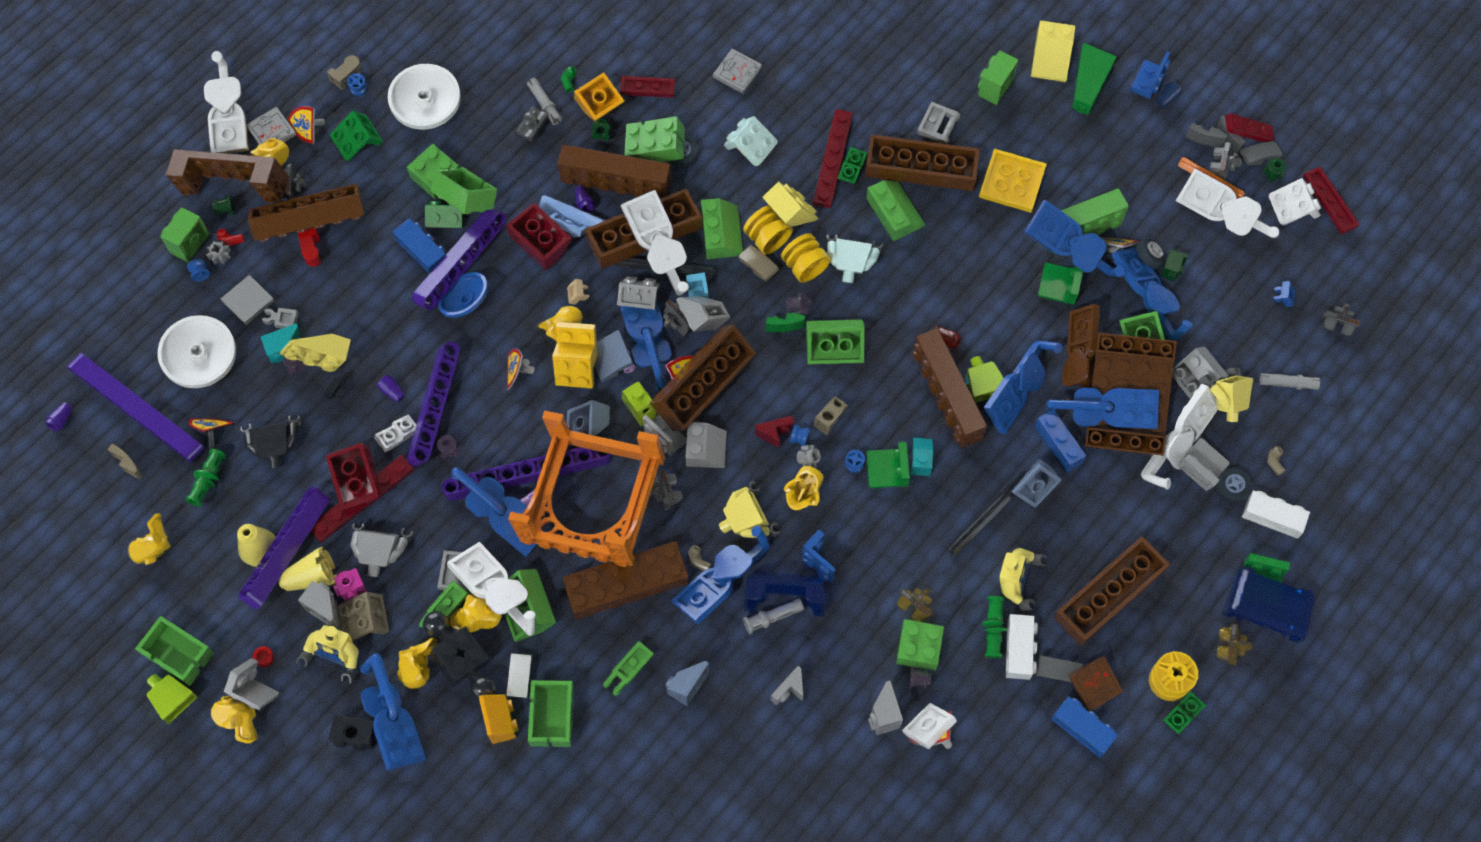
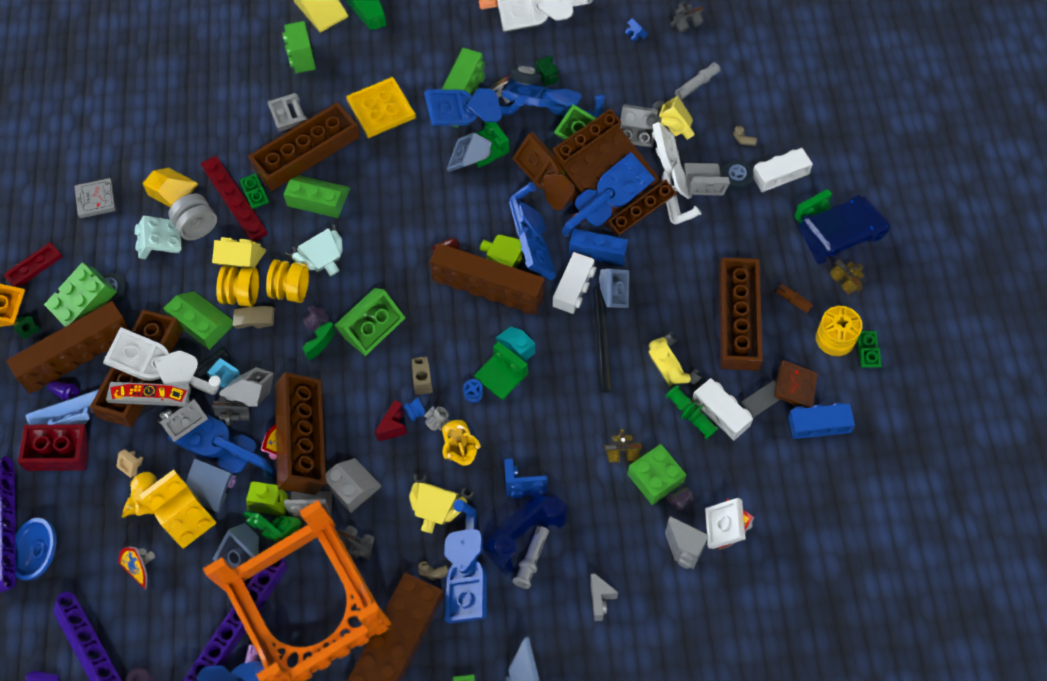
camera: 45 degrees left, 5 degrees down
(628, 432) = (280, 528): none -> green bracket
(630, 255) = (148, 394): none -> tile
(787, 147) = (192, 216): none -> light grey wheel
(796, 108) = (168, 186): none -> yellow slope
(1012, 451) = (574, 283): none -> white brick
(1039, 277) = (468, 151): none -> sand blue slope
(1170, 620) = (795, 298): none -> reddish brown axle

